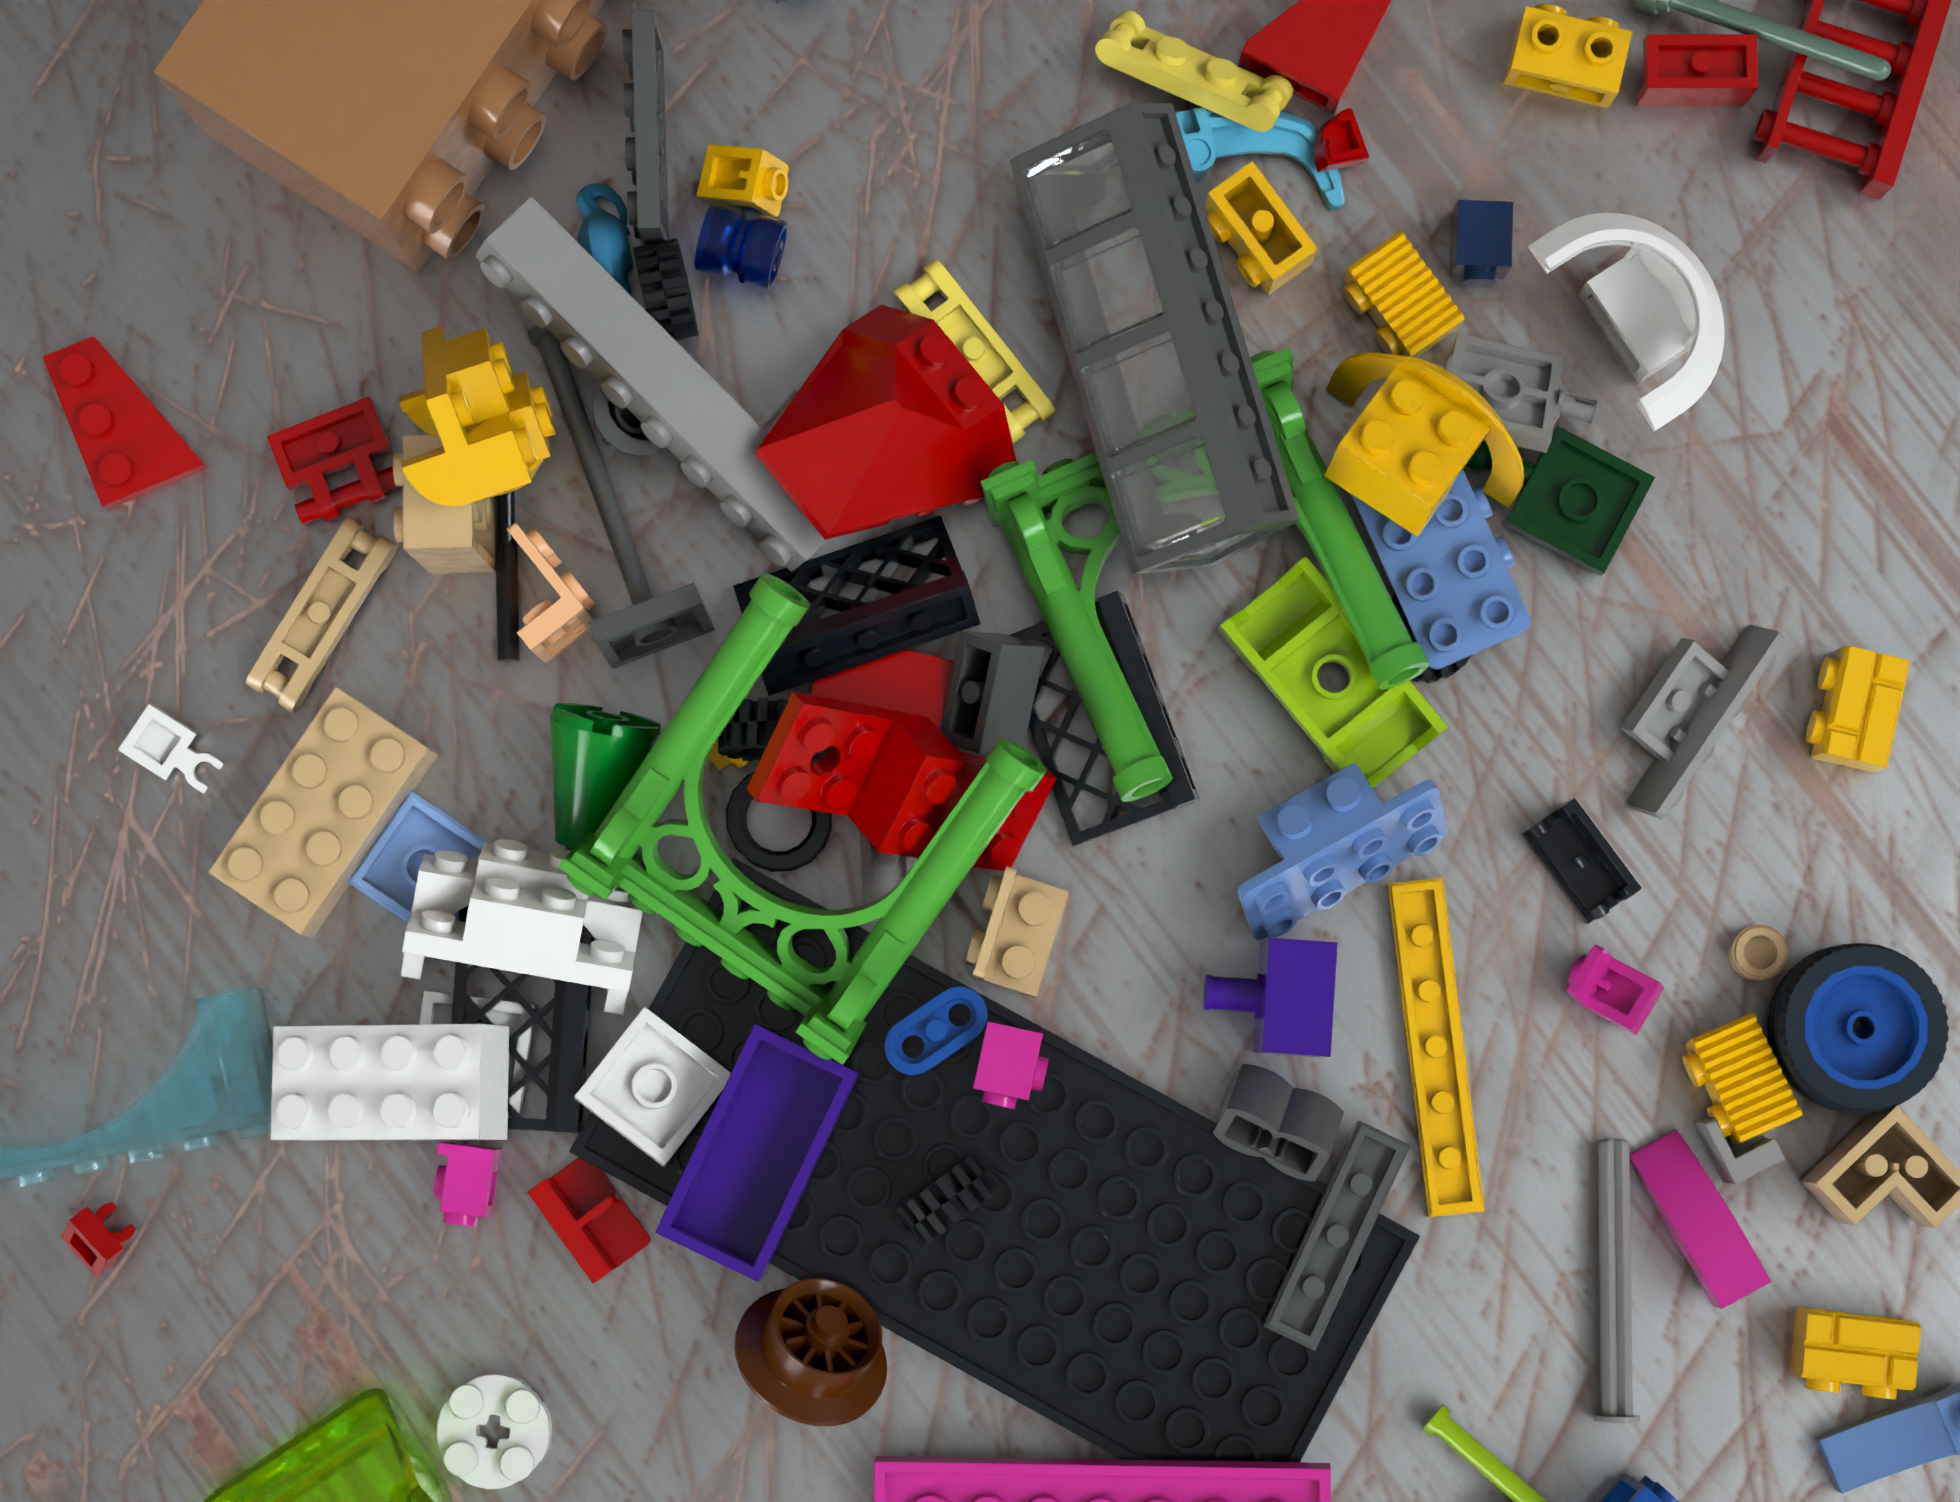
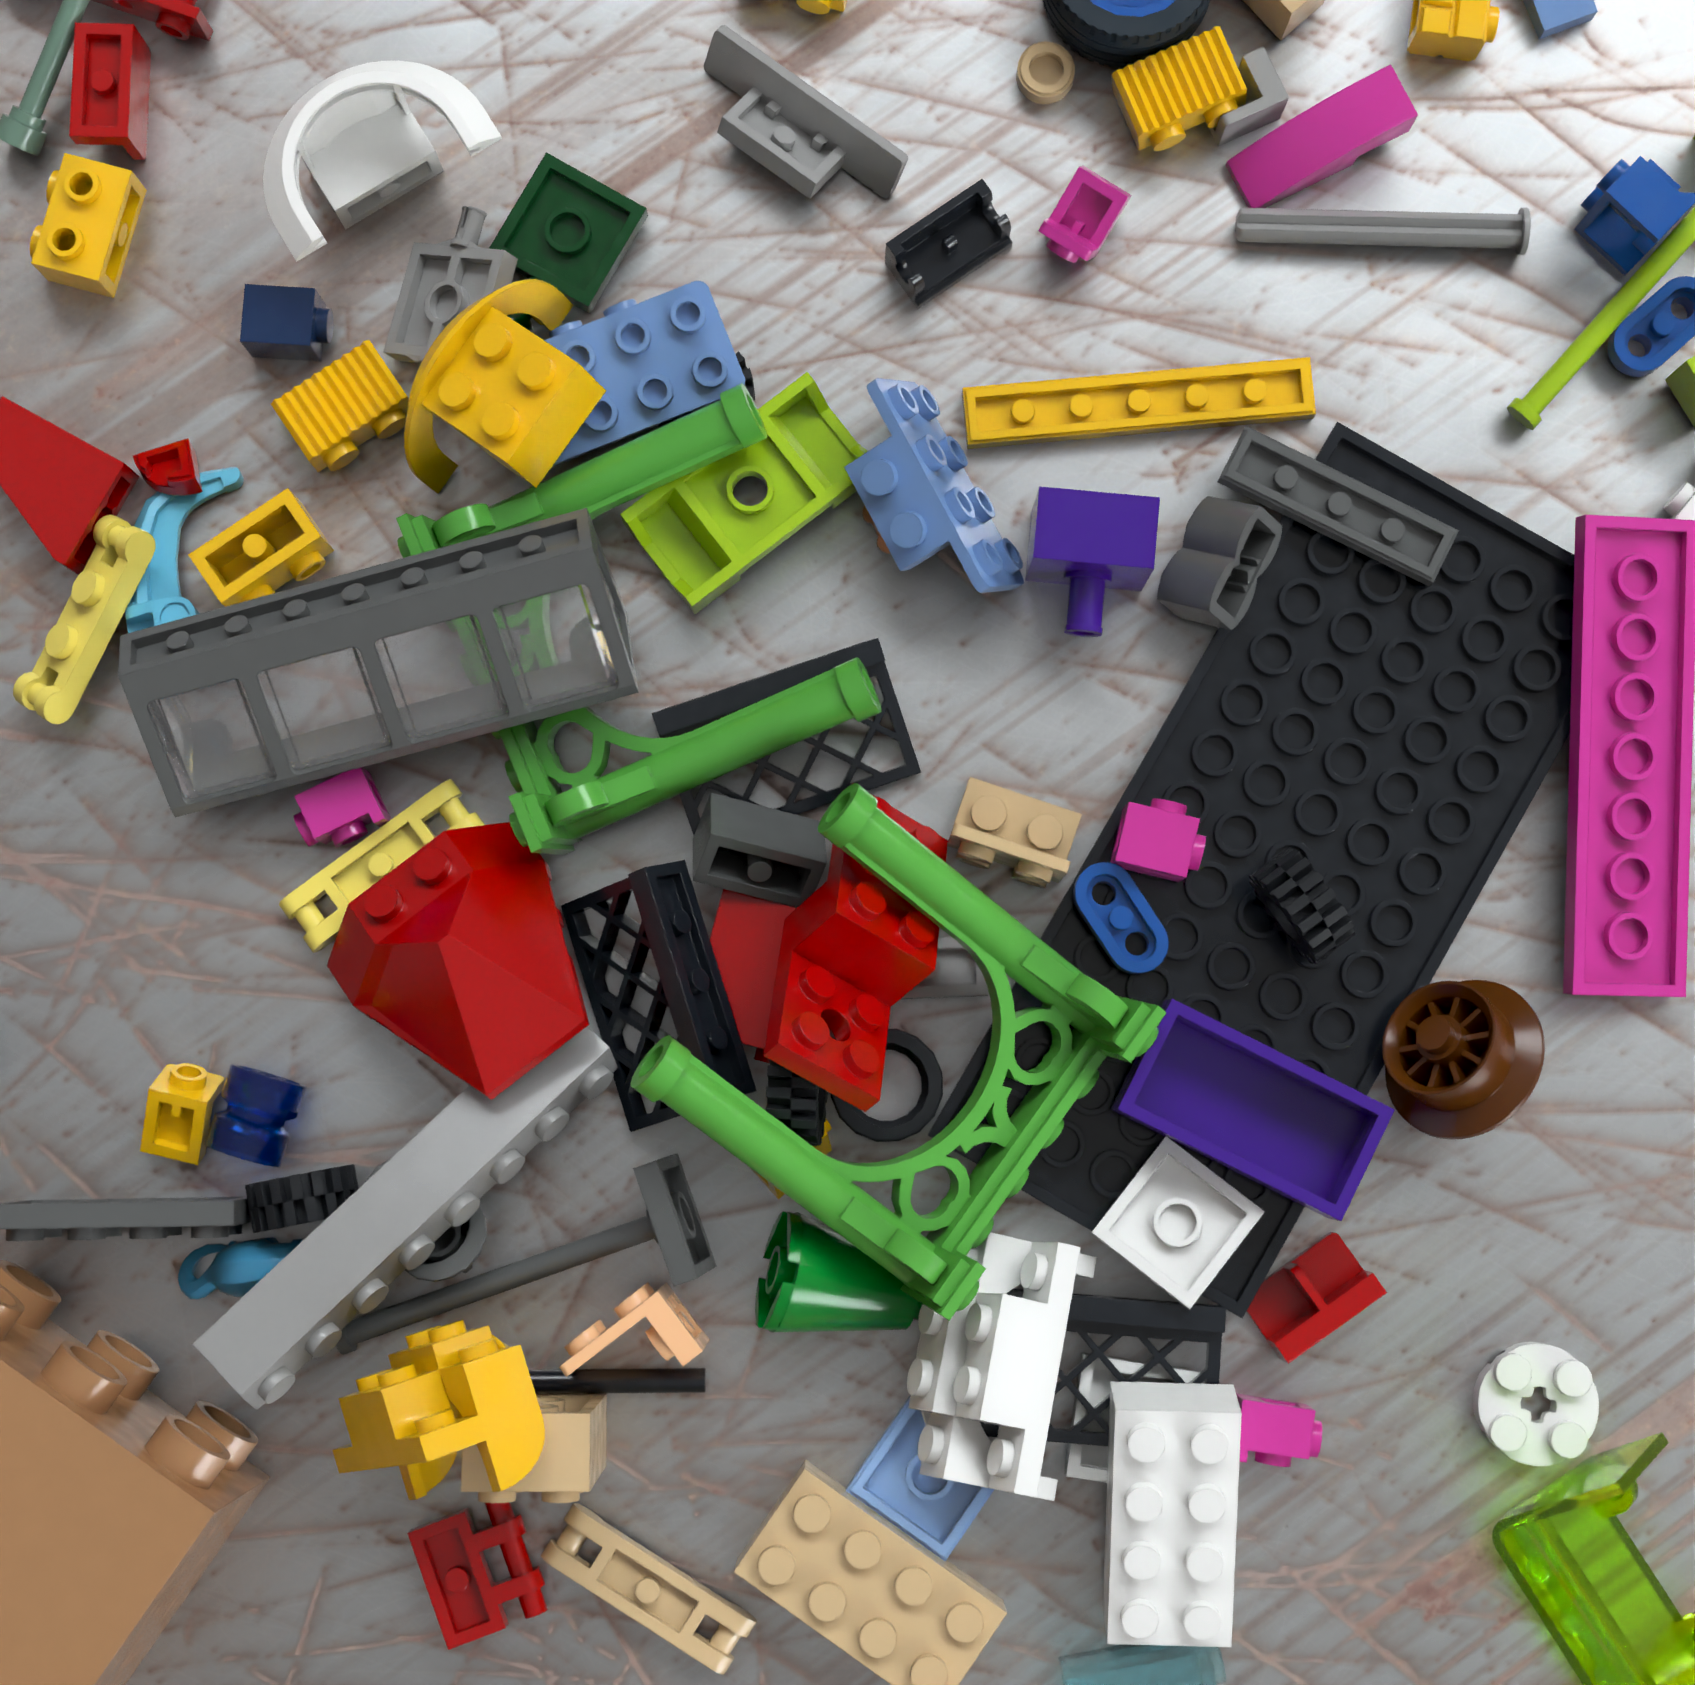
camera: 90 degrees left, 0 degrees up
(1023, 311) = (340, 809): none -> dark pink brick

